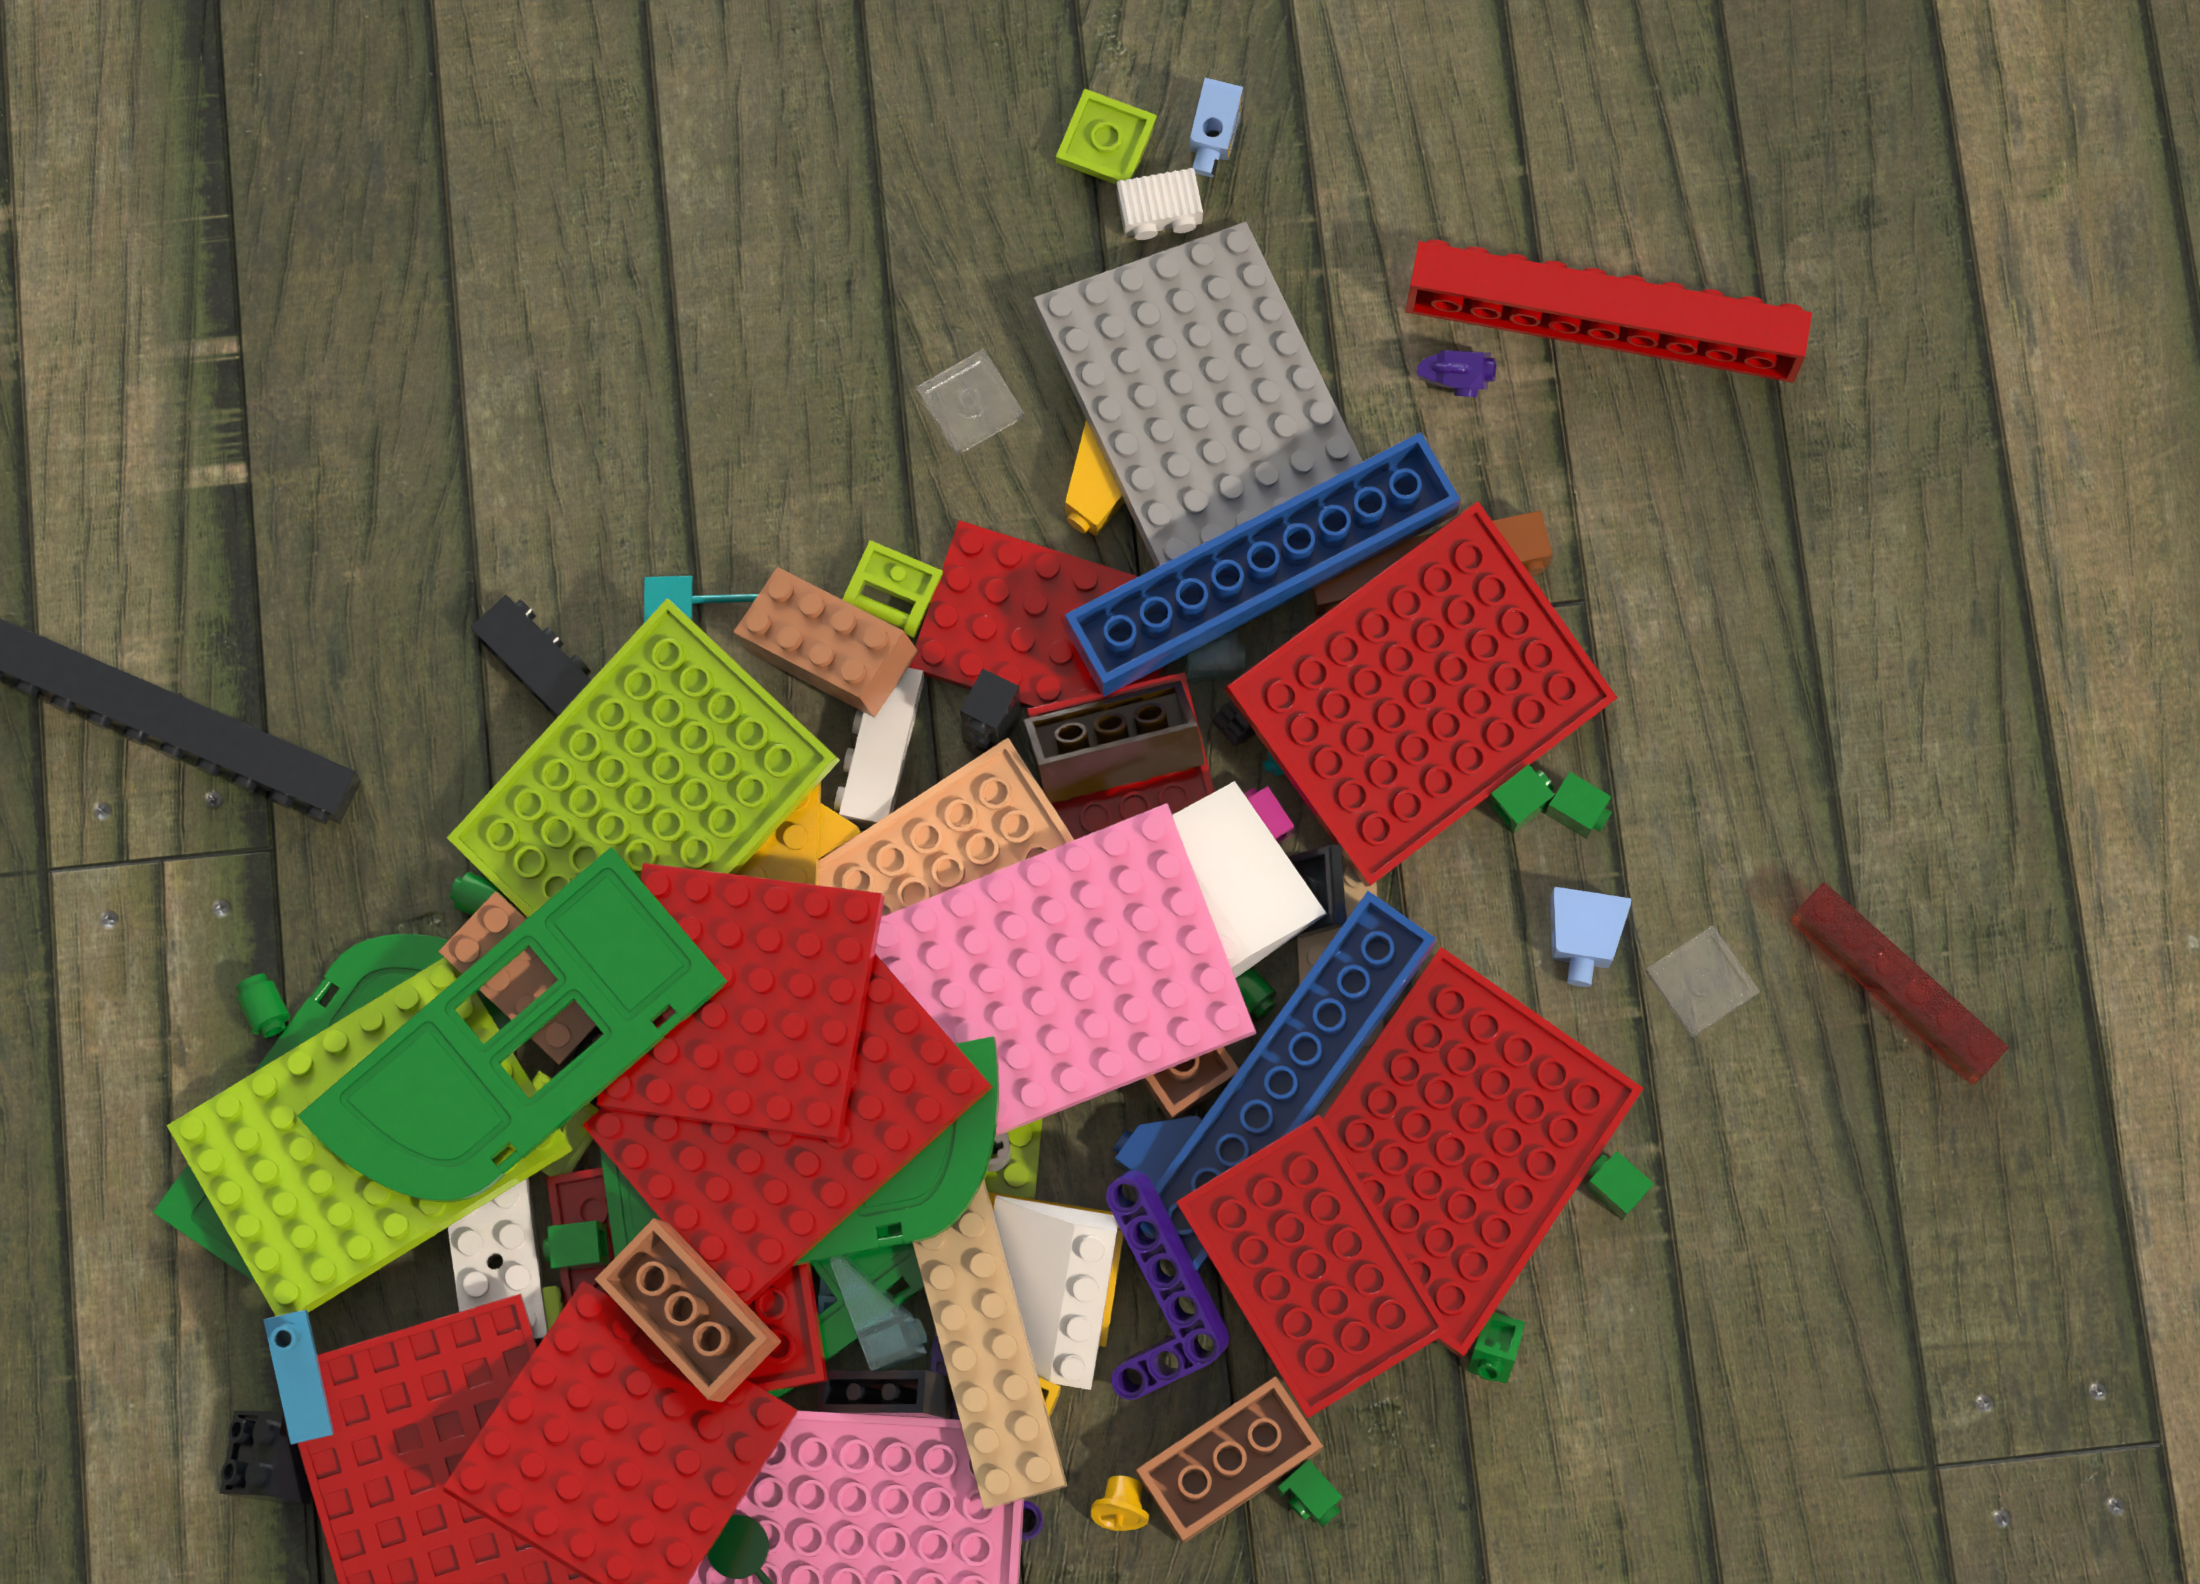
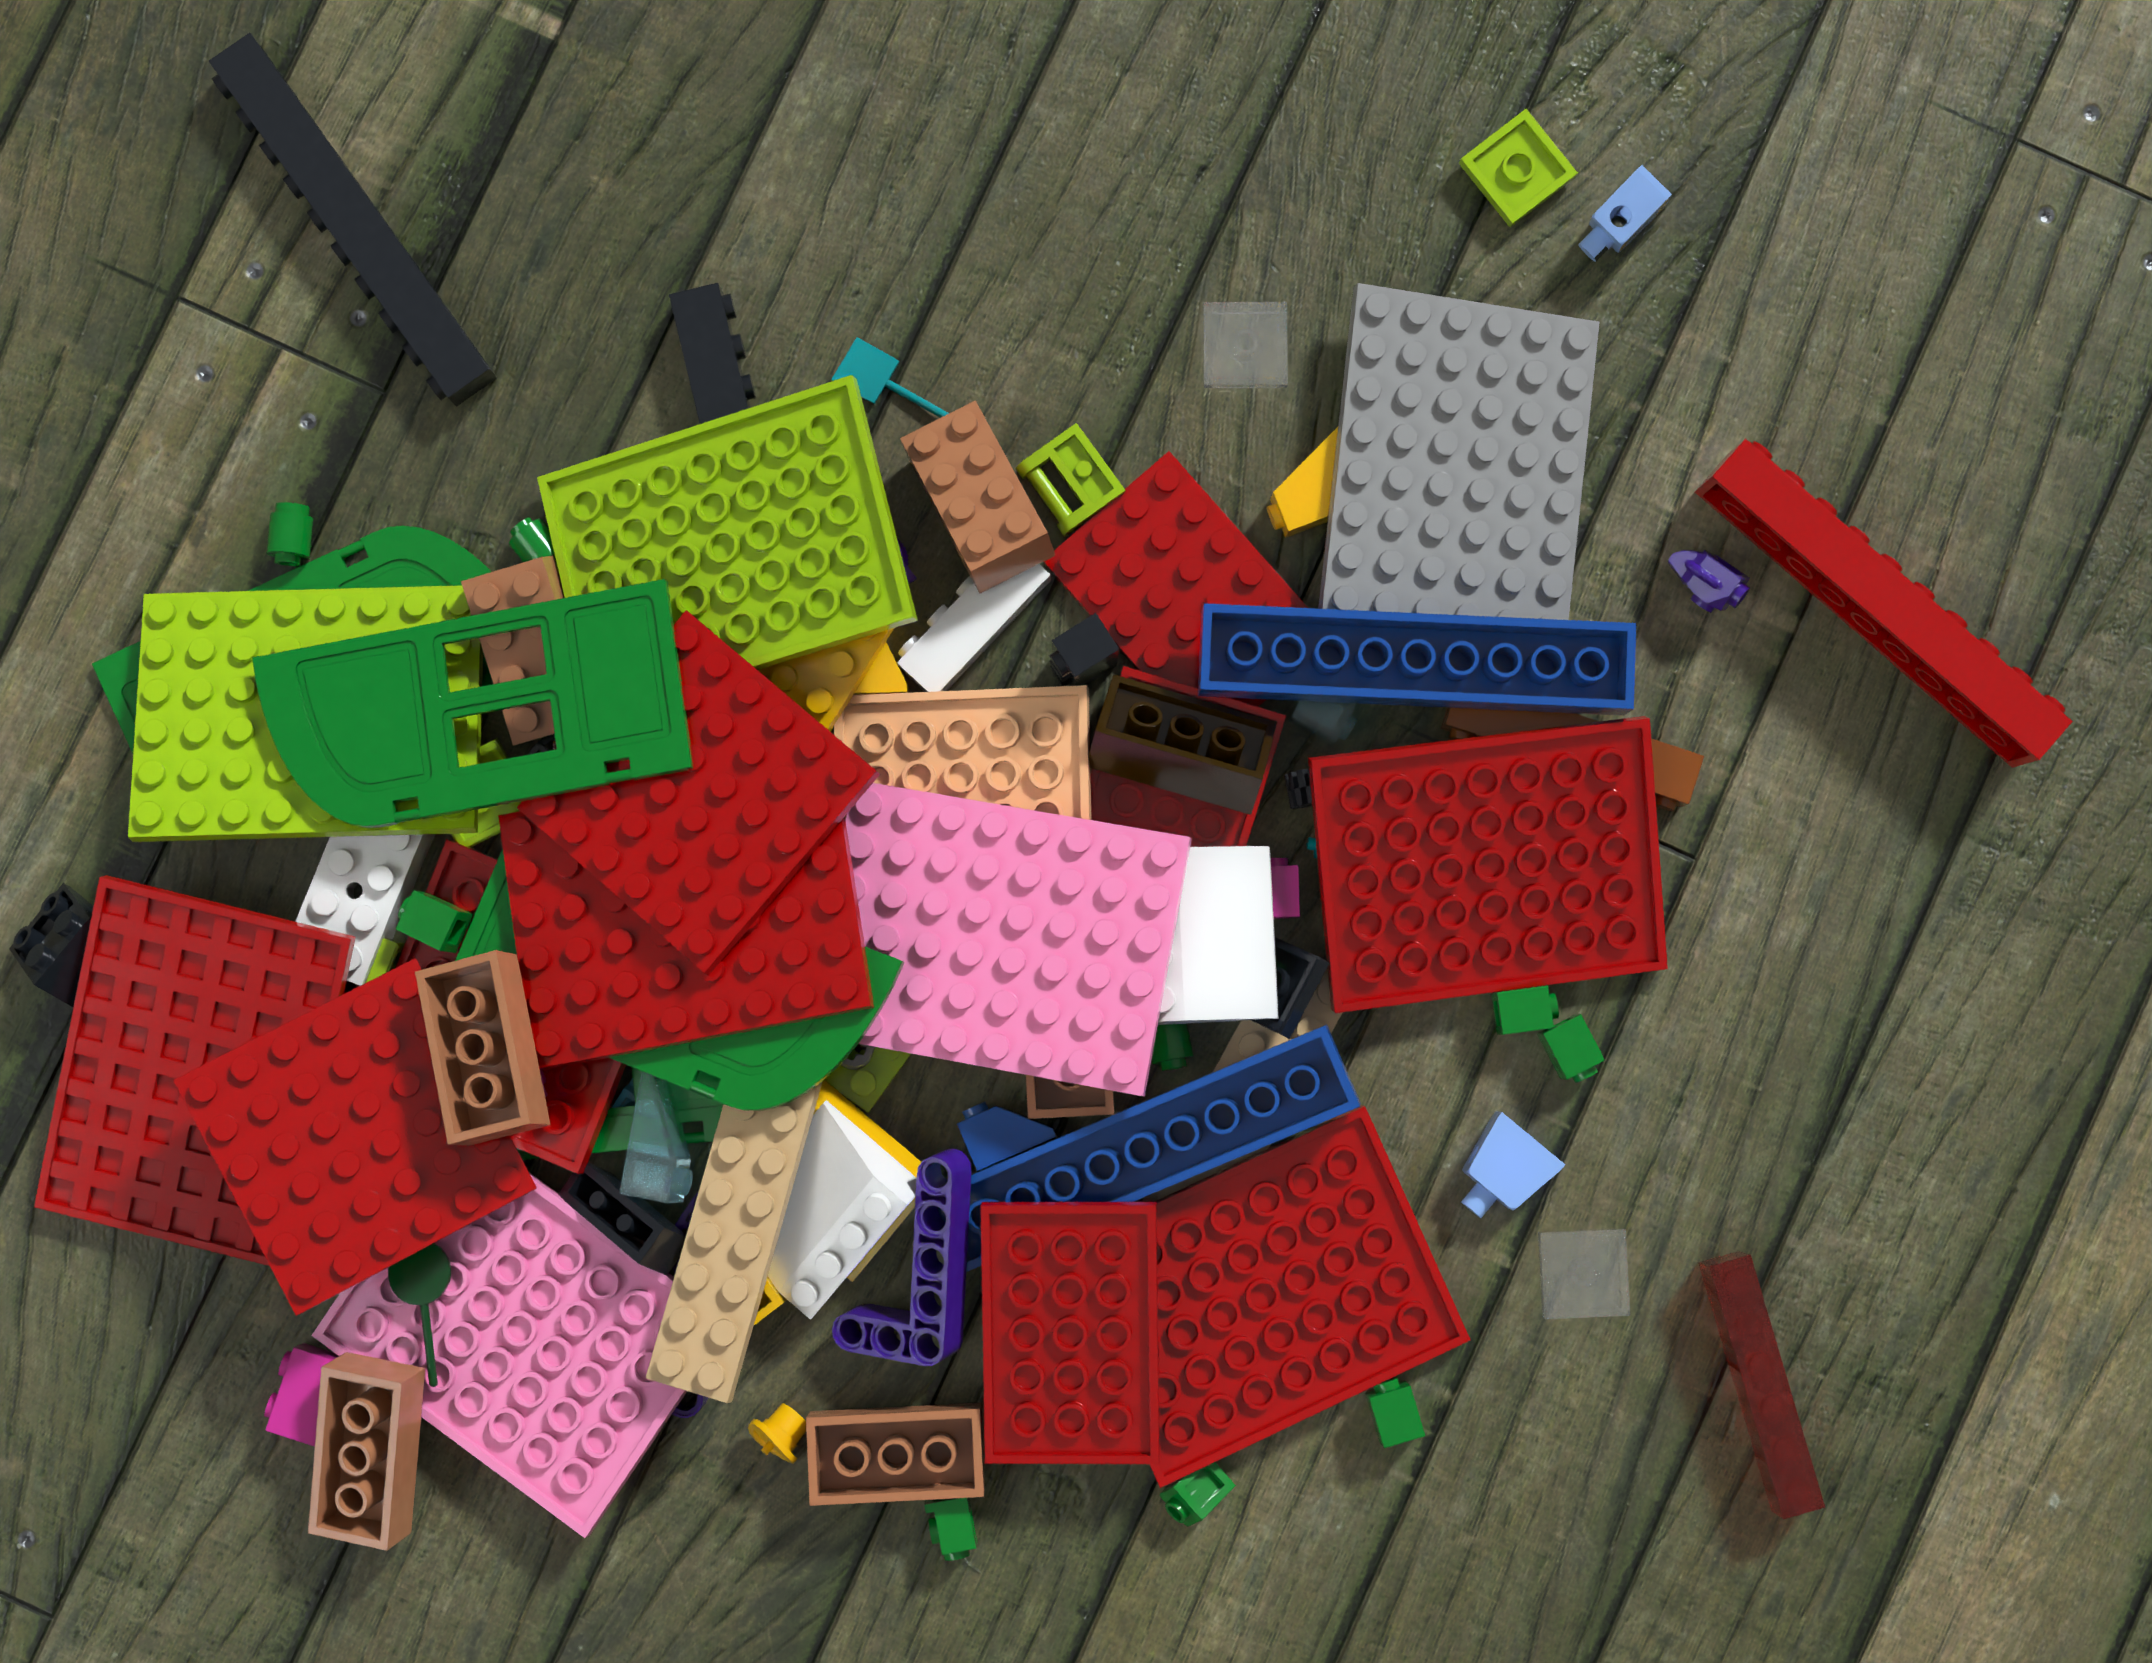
camera: 30 degrees right, 10 degrees up
(298, 1376) = (113, 897): dark azure piece -> none
(1159, 204) = (1529, 259): white brick -> none

